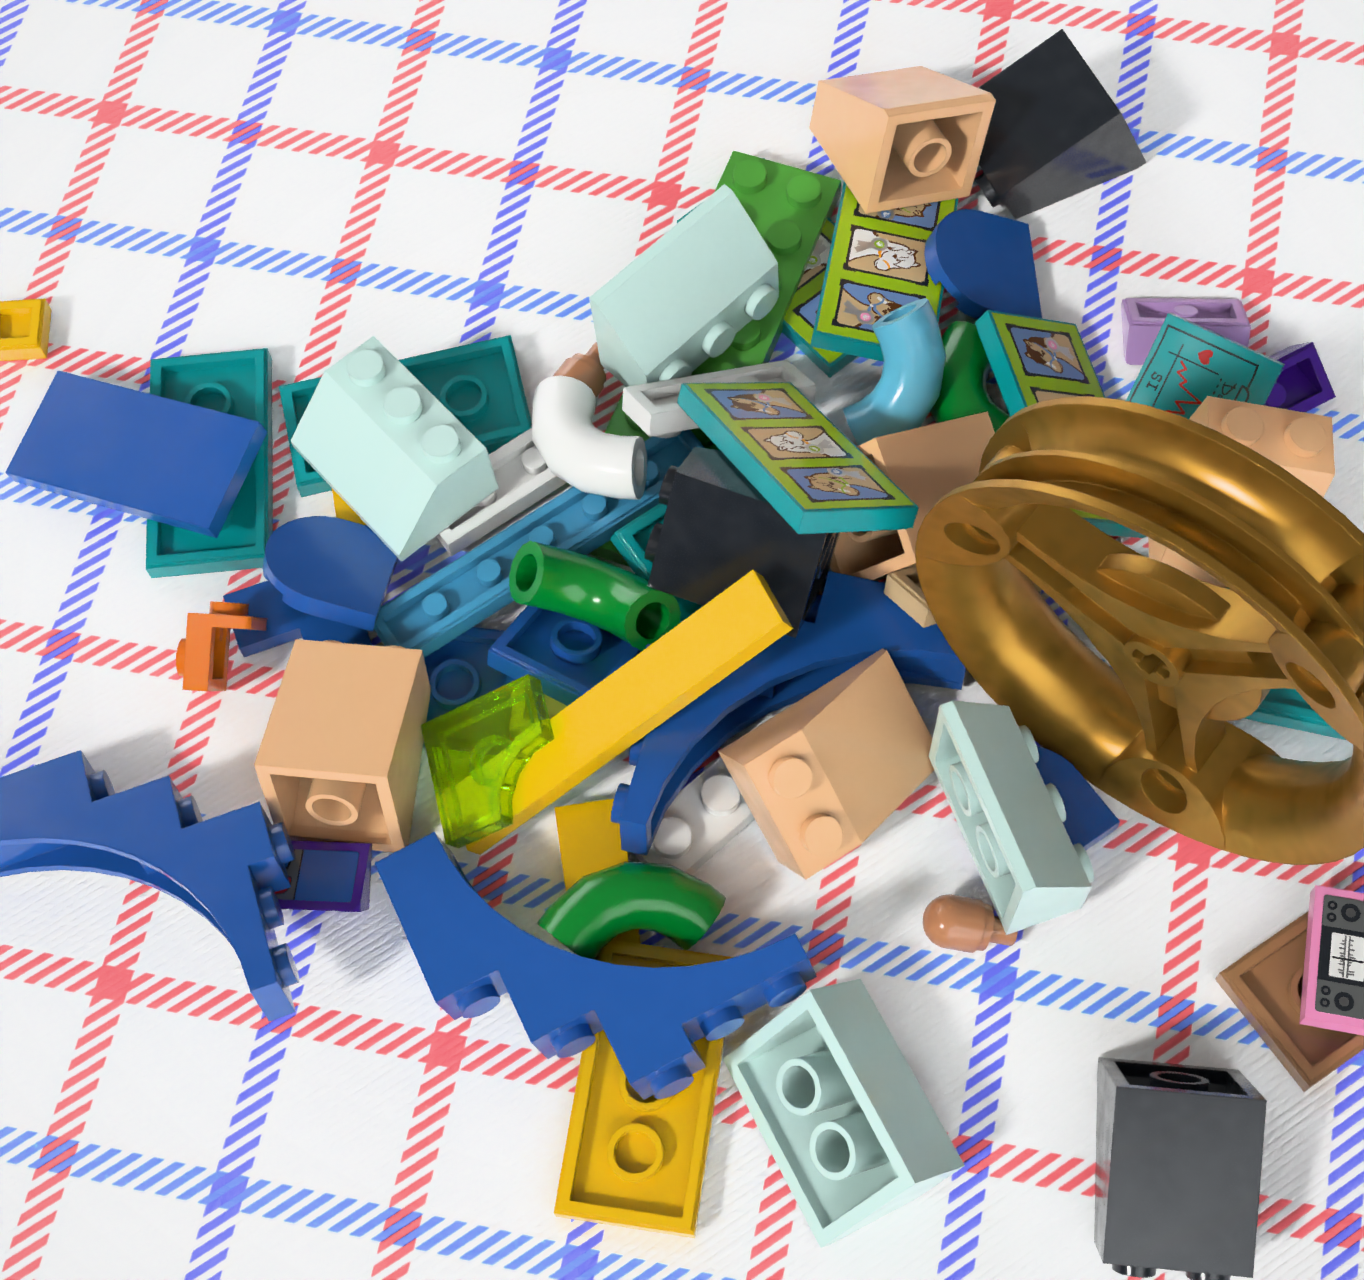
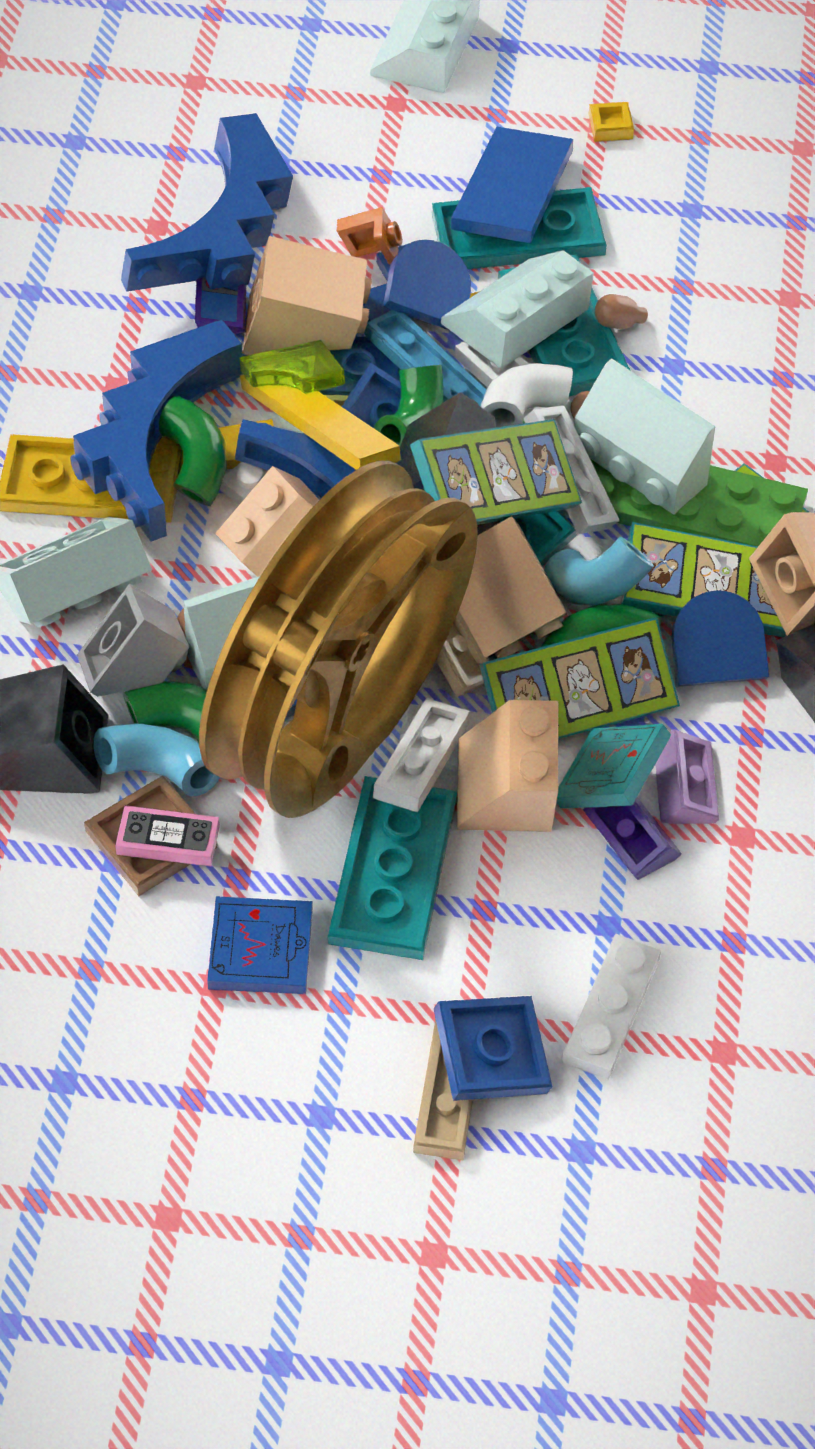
camera: 80 degrees right, 10 degrees down
(405, 337) = (619, 312): none -> nougat cylinder
(1021, 1006) = (133, 645): none -> light grey slope
(1109, 934) = (167, 705): none -> green cylinder
(1188, 975) = (156, 751): none -> medium azure cylinder

